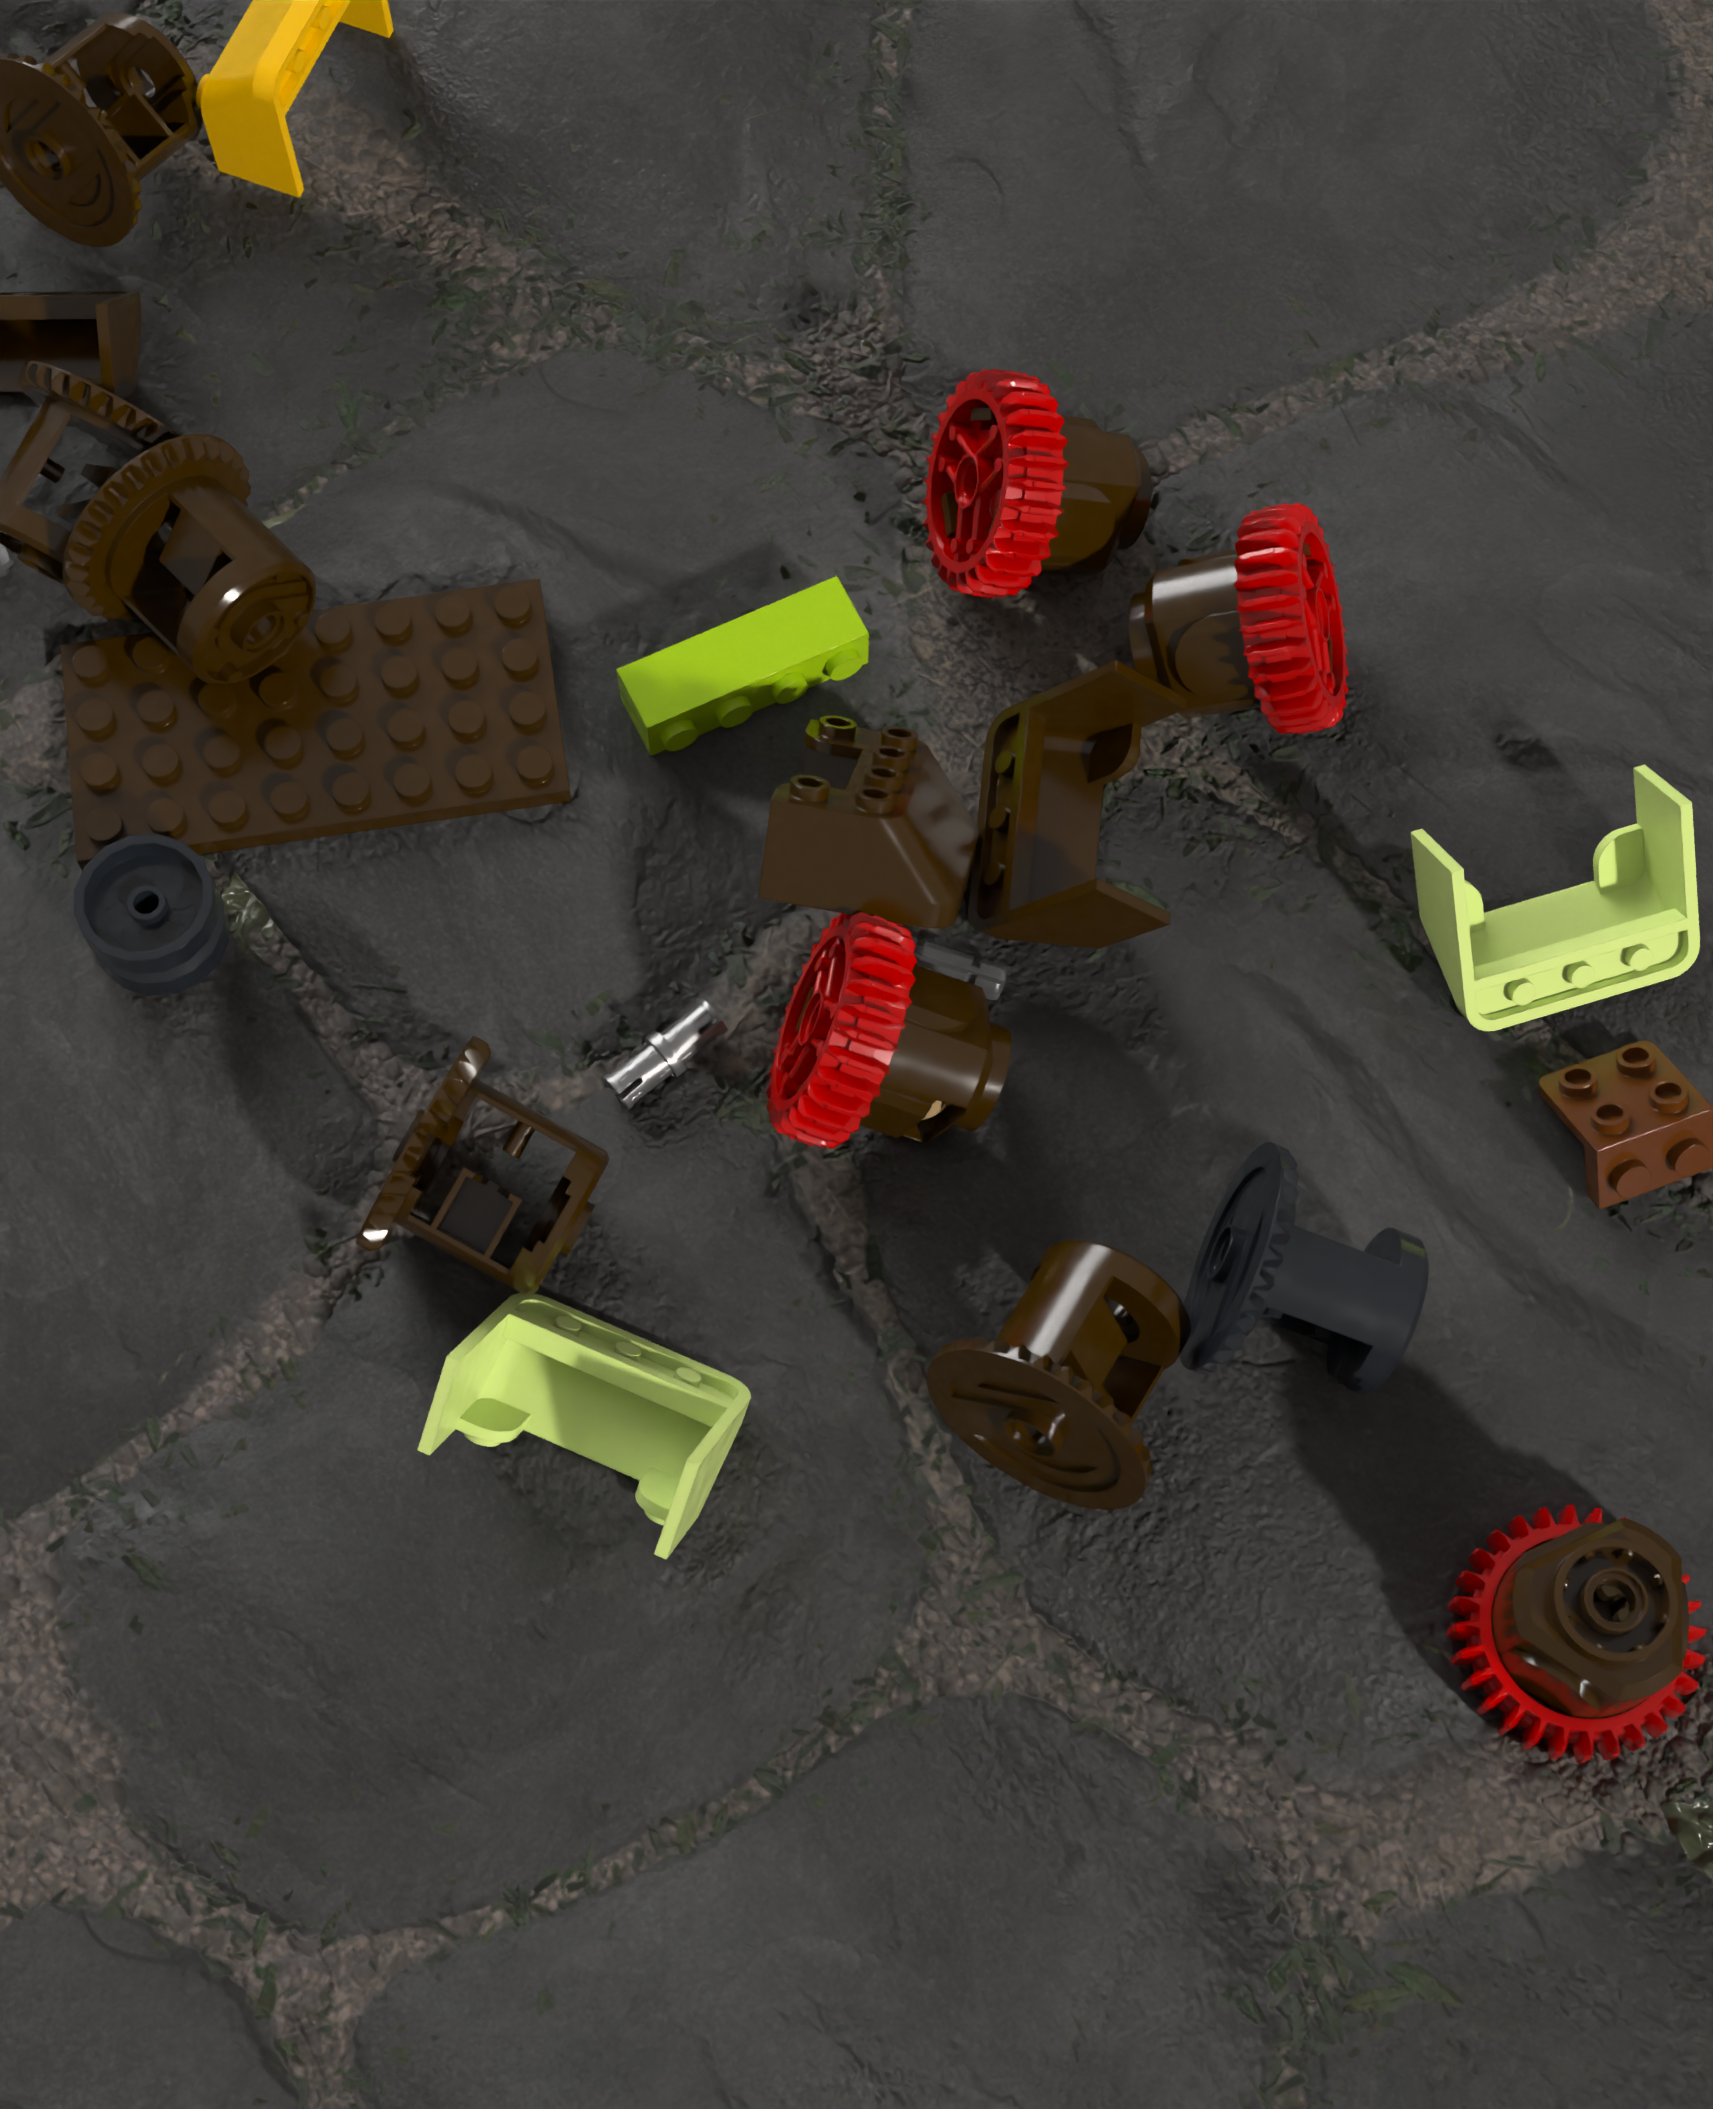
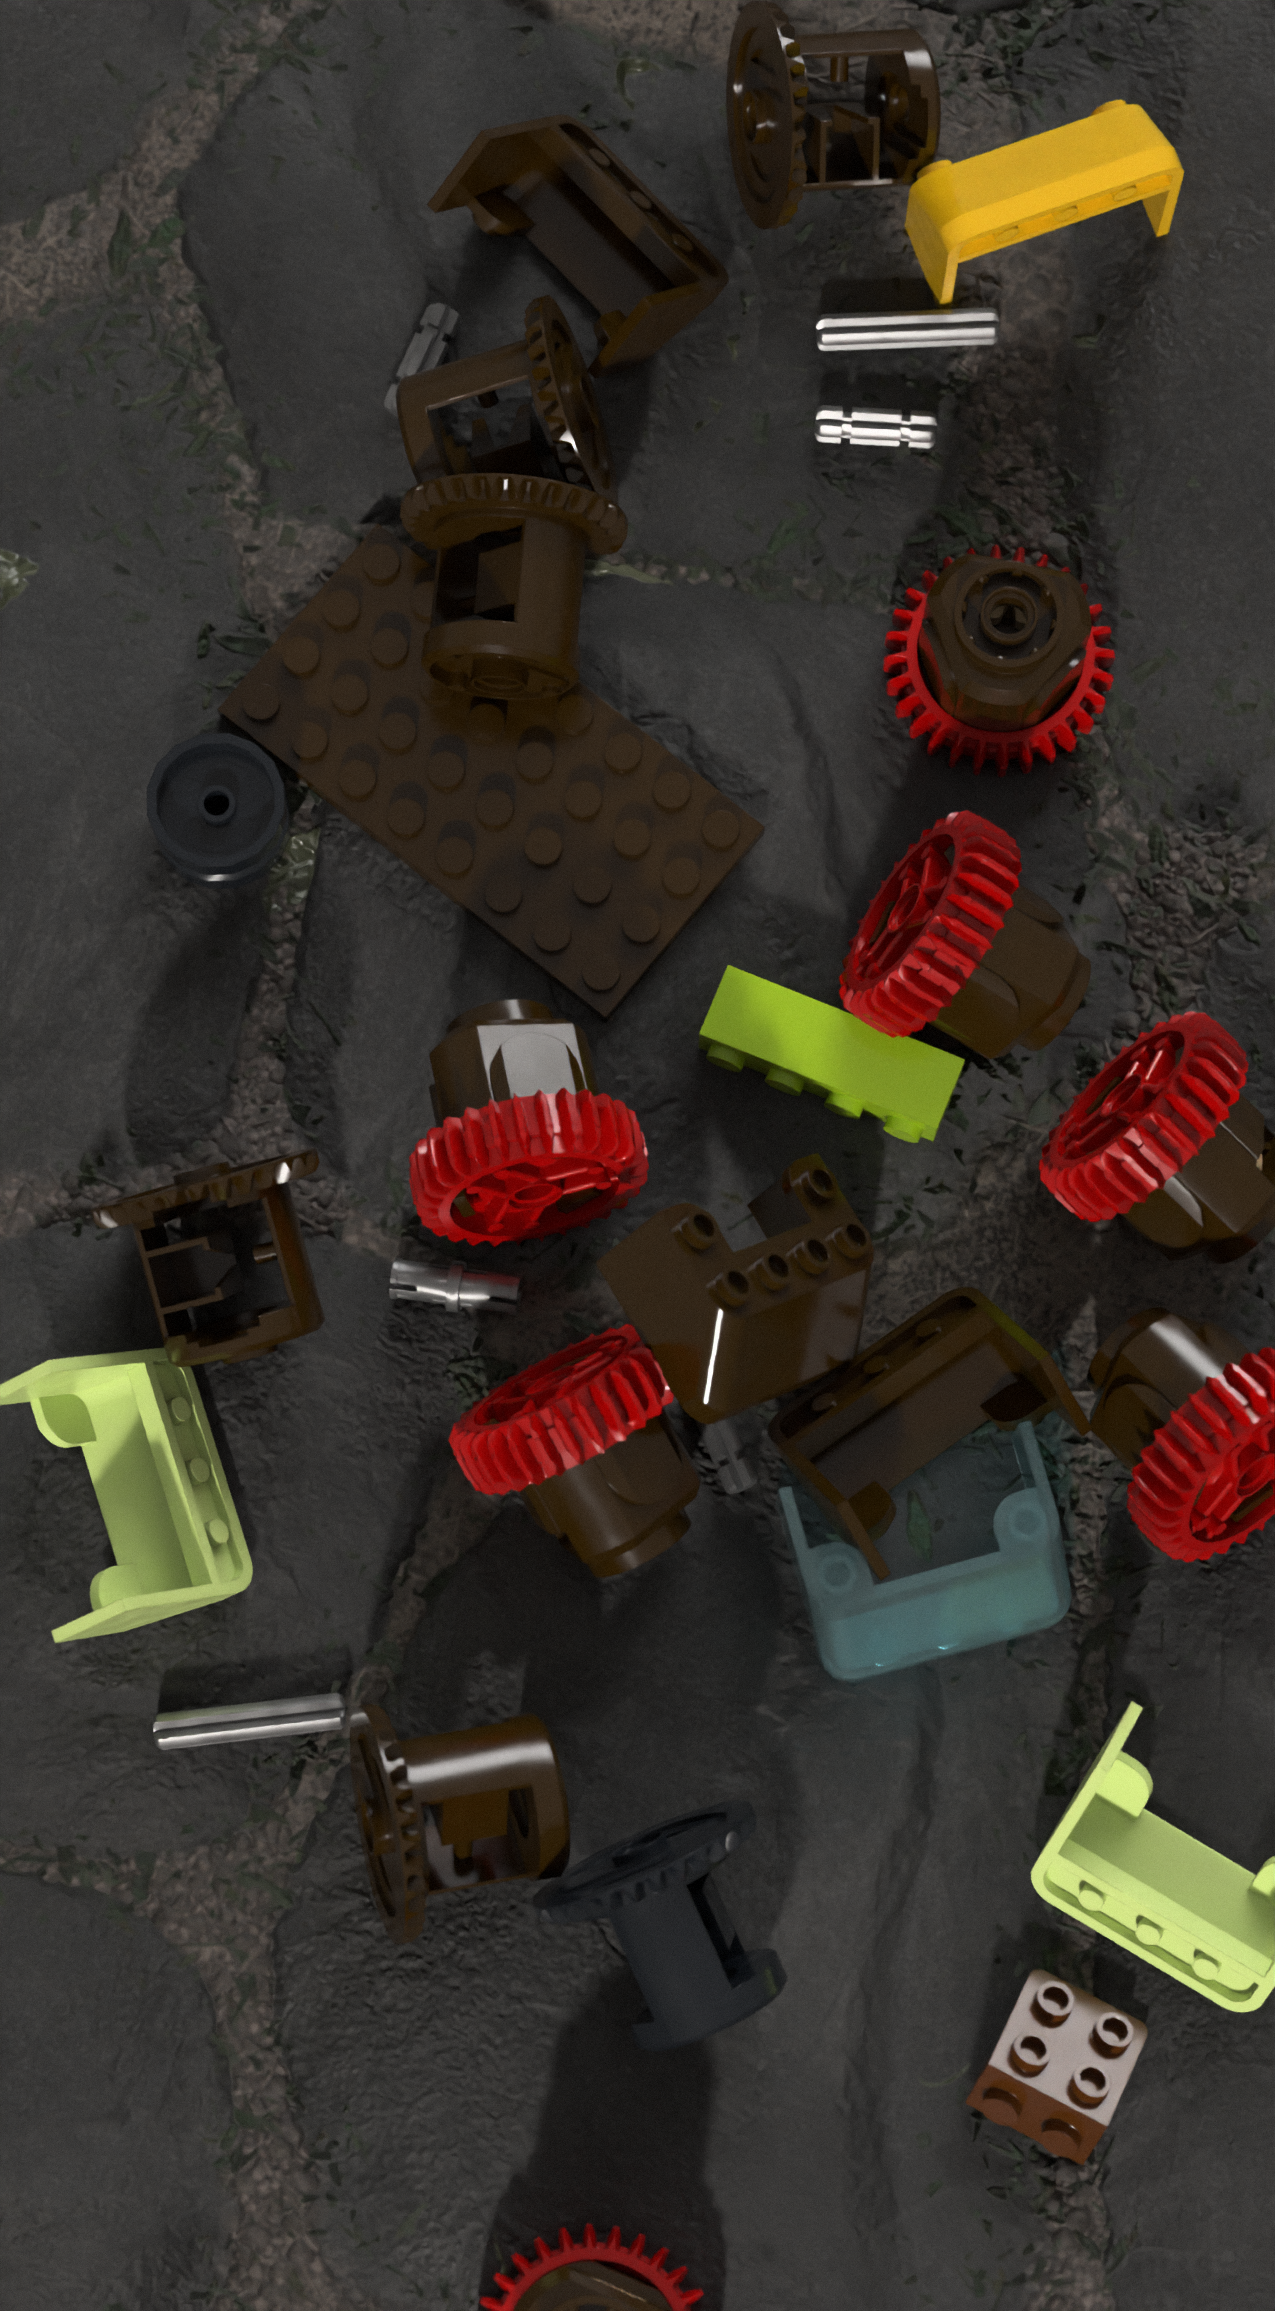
camera: 50 degrees right, 10 degrees up
(290, 219) = (907, 329): none -> flat silver axle
(335, 290) = (875, 426): none -> axle
(574, 330) = (999, 659): none -> dark brown piece
(604, 892) = (521, 1131): none -> red piece
(755, 501) = (964, 946): none -> red piece
(853, 1483) = (249, 1721): none -> flat silver axle
(1185, 975) = (941, 1611): none -> clear light blue windscreen

